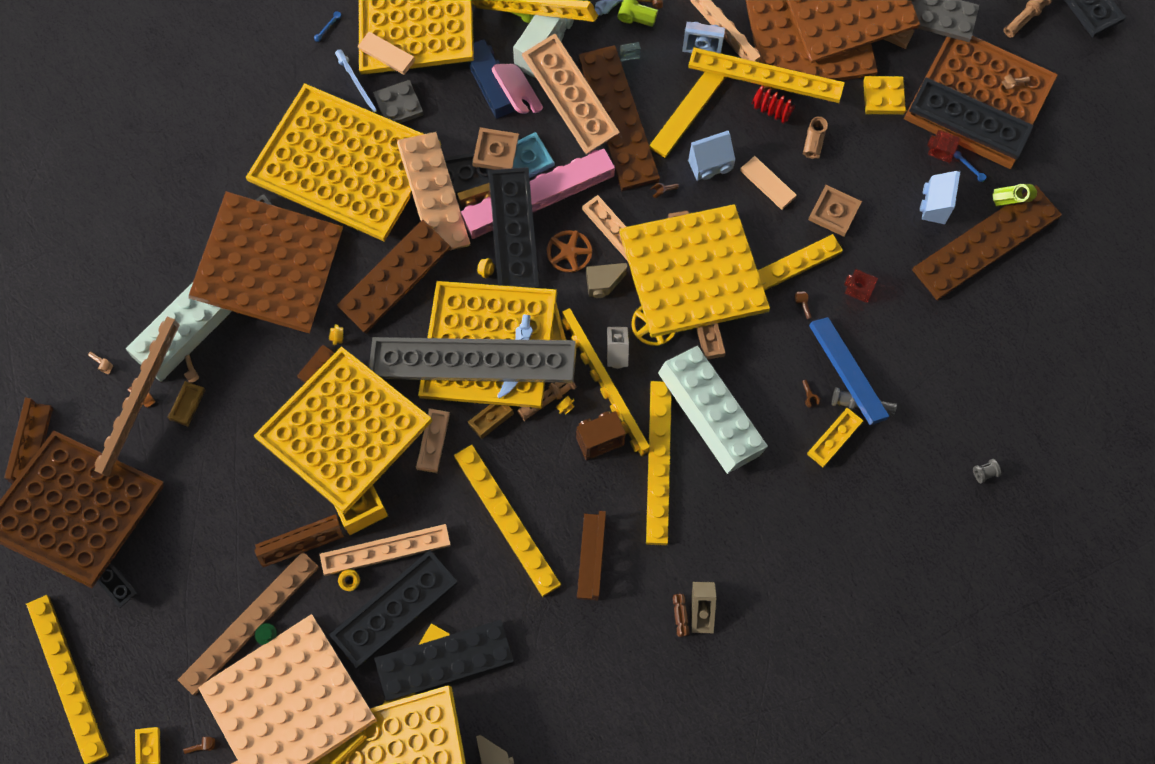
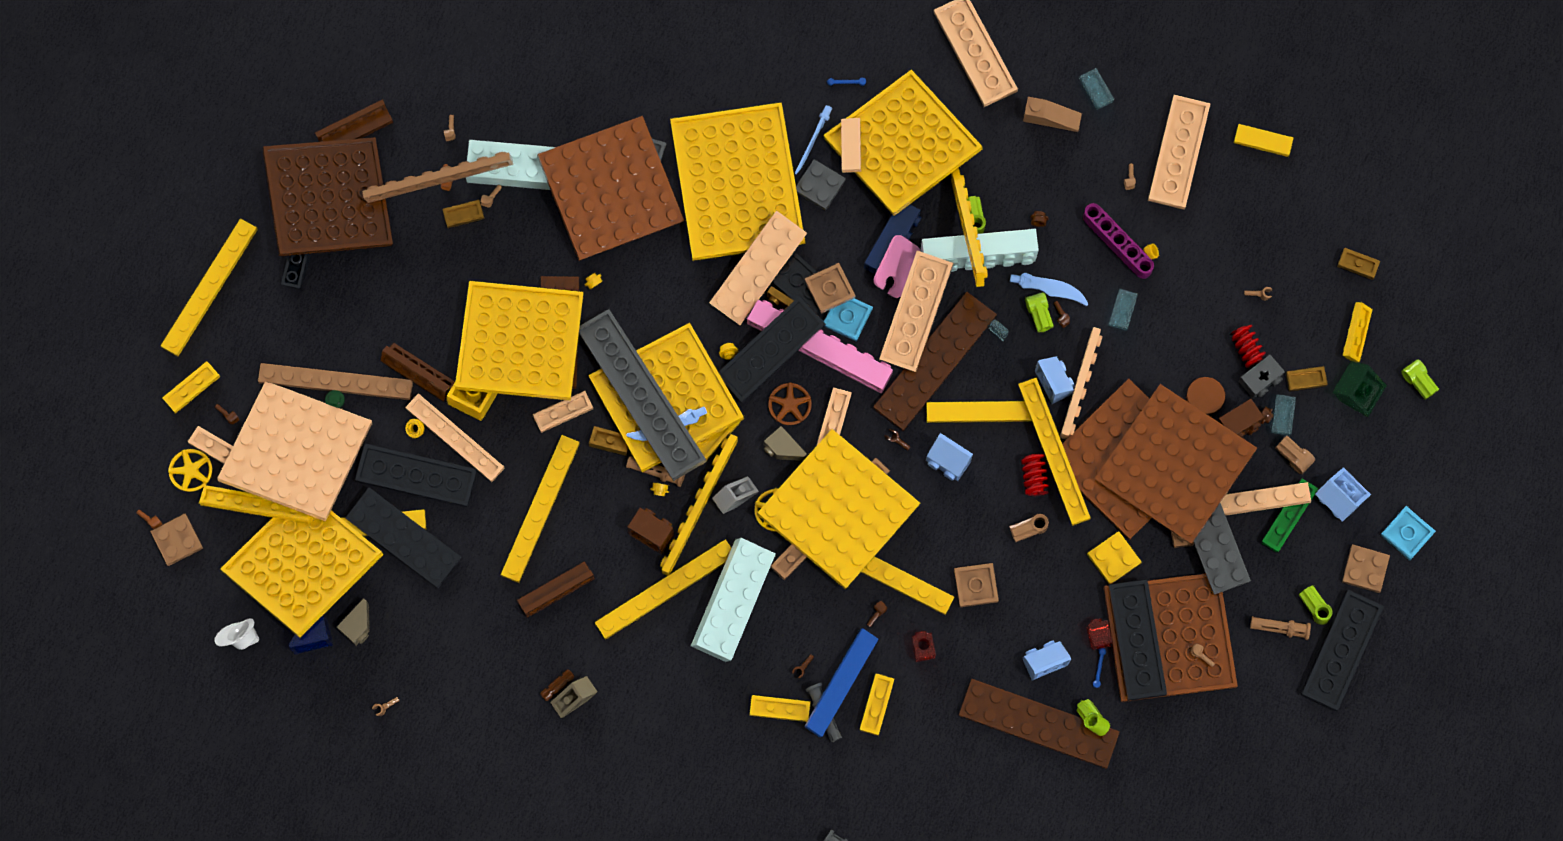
camera: 55 degrees right, 5 degrees up
(394, 276) = (669, 289): reddish brown plate -> none
(768, 182) = (963, 517): light nougat tile -> none
(885, 356) = (877, 704): none -> yellow plate

